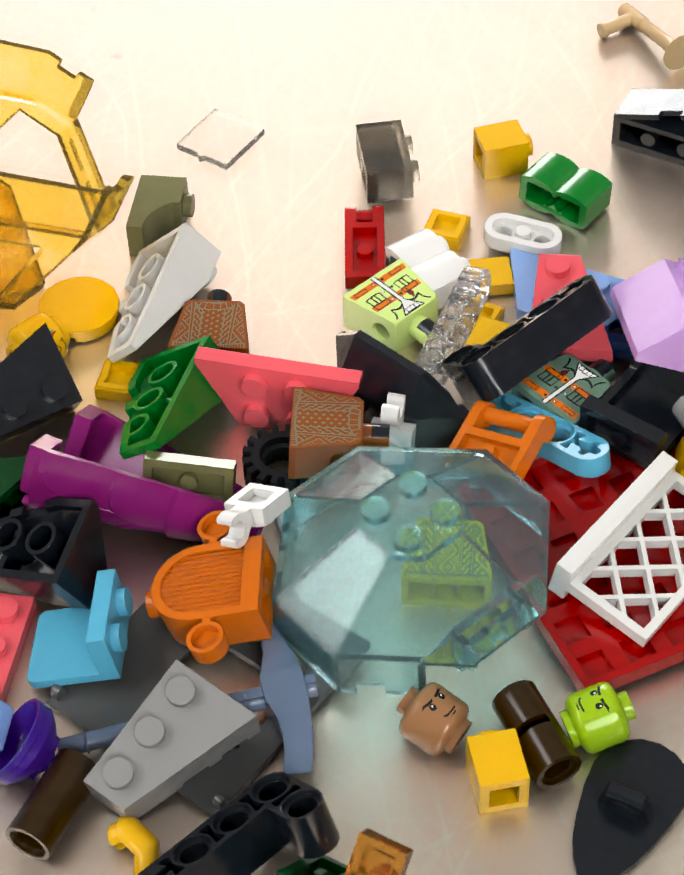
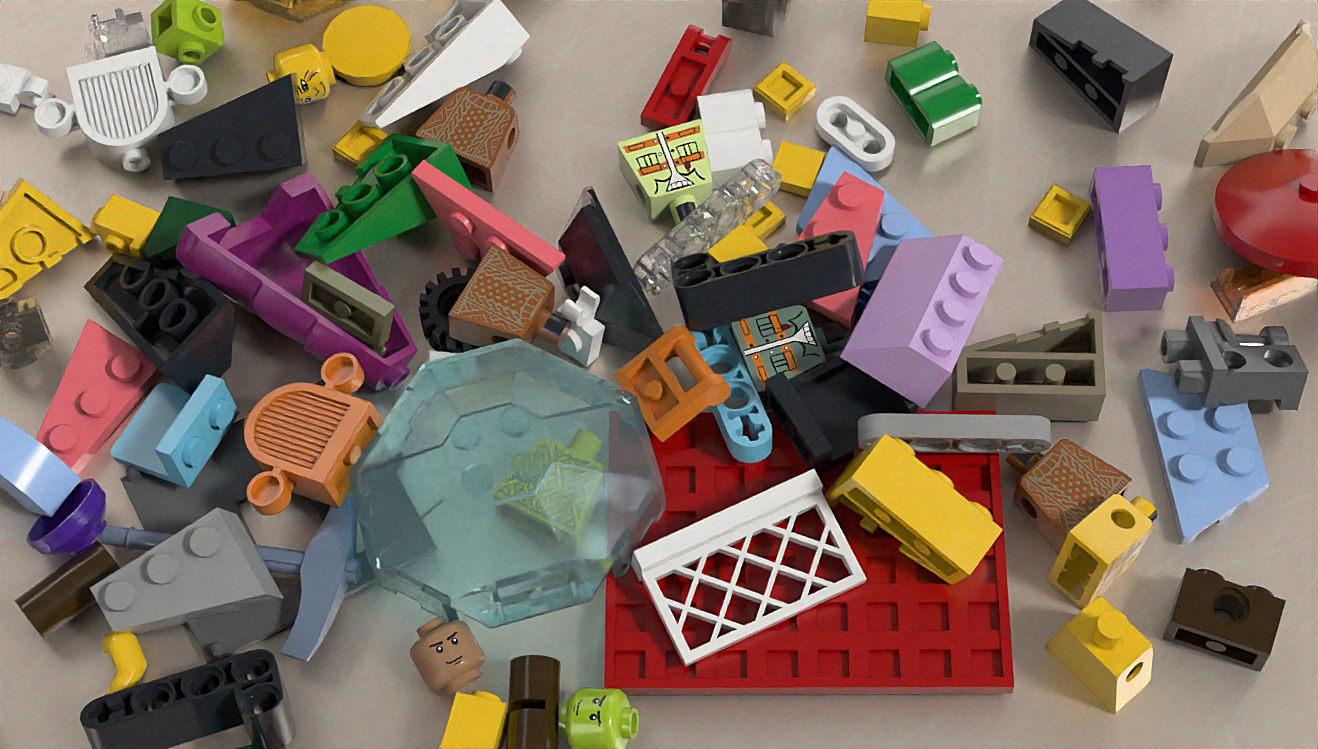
camera: 25 degrees right, 15 degrees up
(251, 507) = (376, 368): white plate -> none

